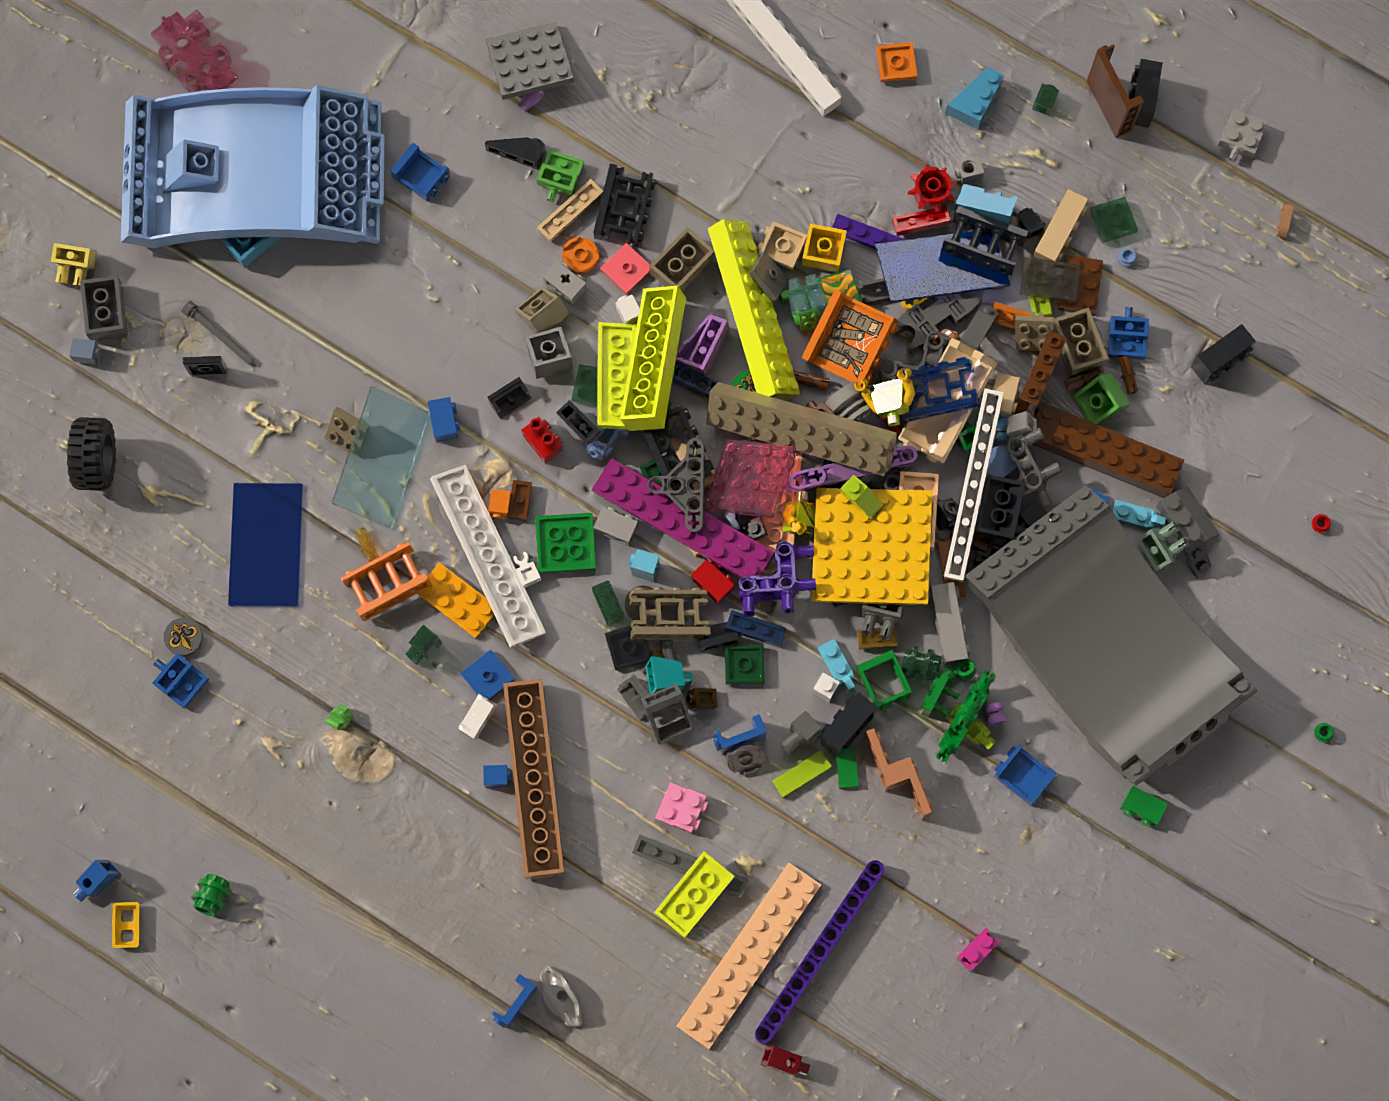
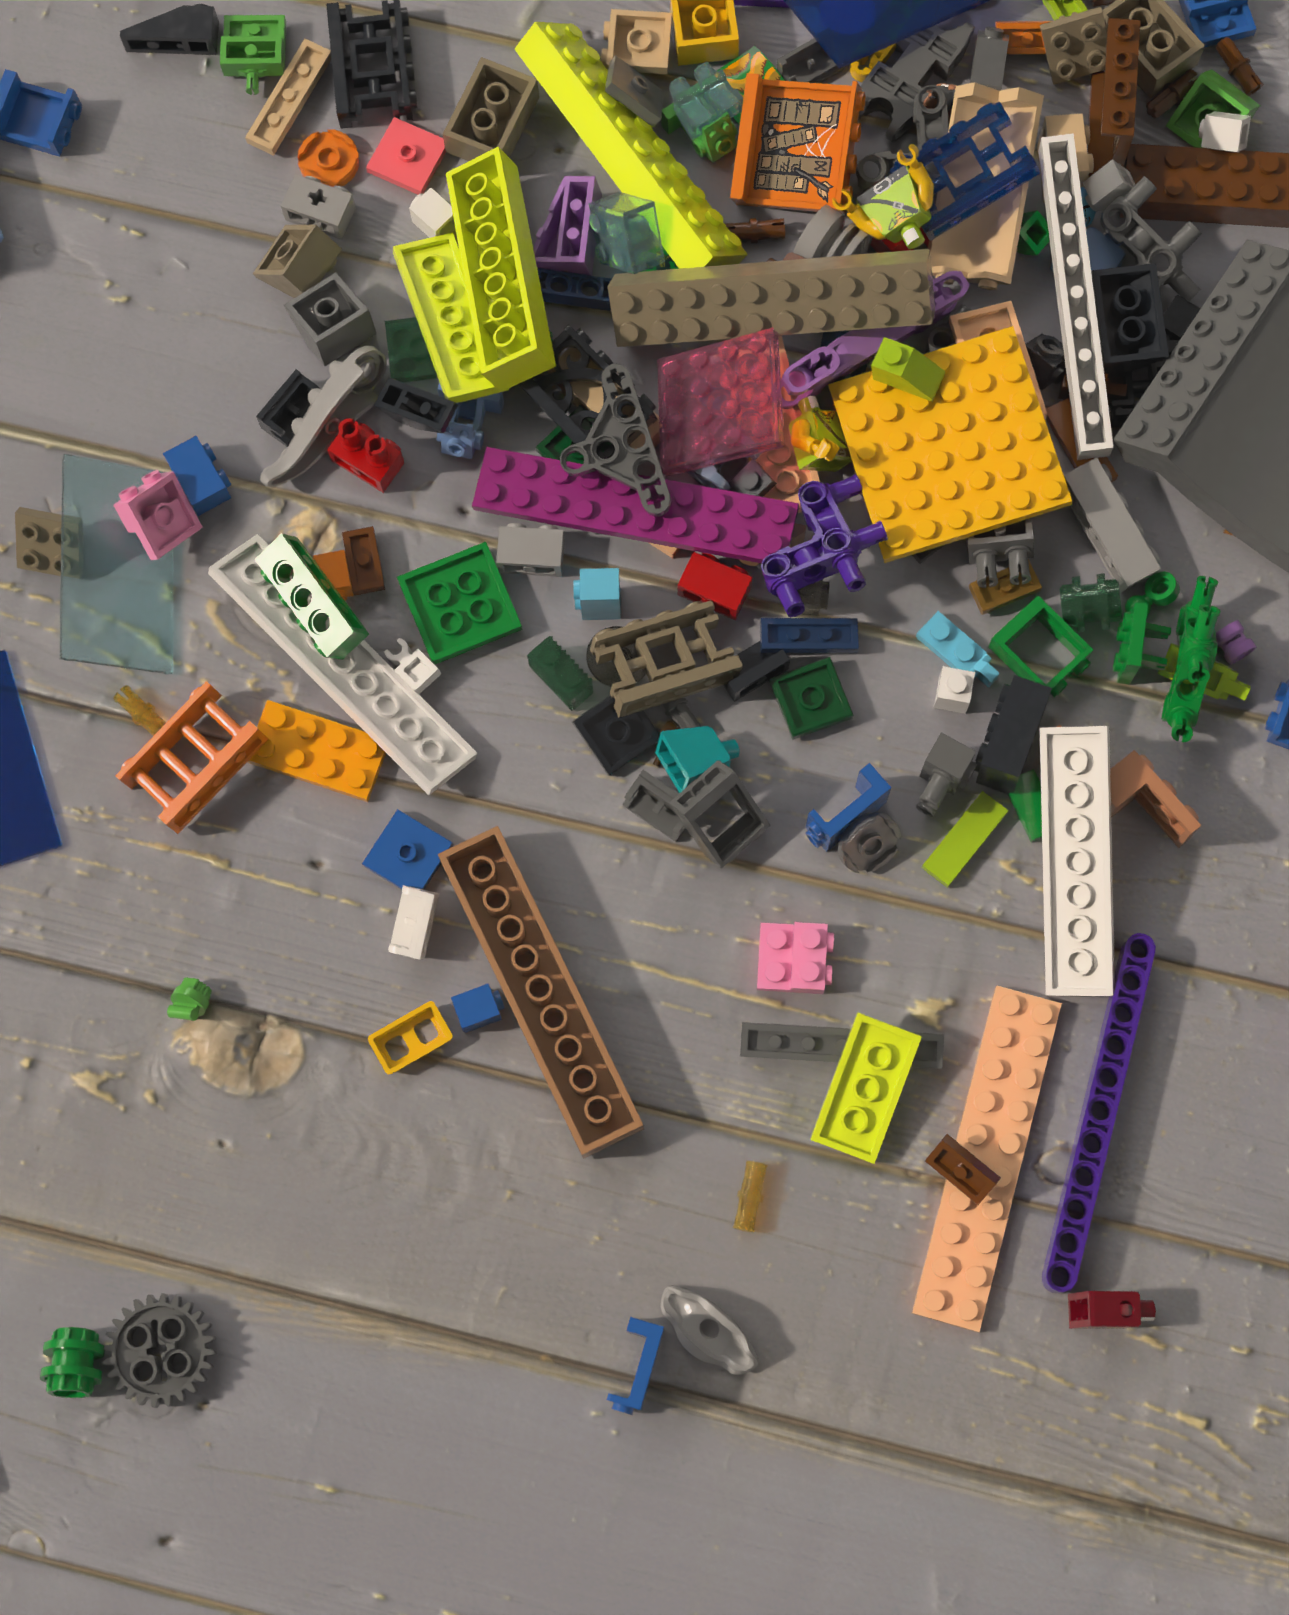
camera: 15 degrees left, 0 degrees up
(242, 903) = (128, 1357): none -> dark grey gear
(413, 435) = (158, 513): none -> bright pink plate
(421, 643) = (283, 835): clear green hips -> none
(453, 773) = (405, 1028): none -> yellow piece
(490, 519) = (345, 628): none -> brick
(531, 405) = (343, 396): none -> light grey animal
(610, 932) = (750, 1196): none -> clear yellow pin
(701, 698) = (764, 773): dark brown bracket -> none
(730, 956) = (962, 1169): none -> reddish brown plate
(733, 360) = (626, 232): none -> clear light blue brick
(856, 808) = (1077, 861): none -> white plate
(1101, 414) = (1224, 131): none -> white brick

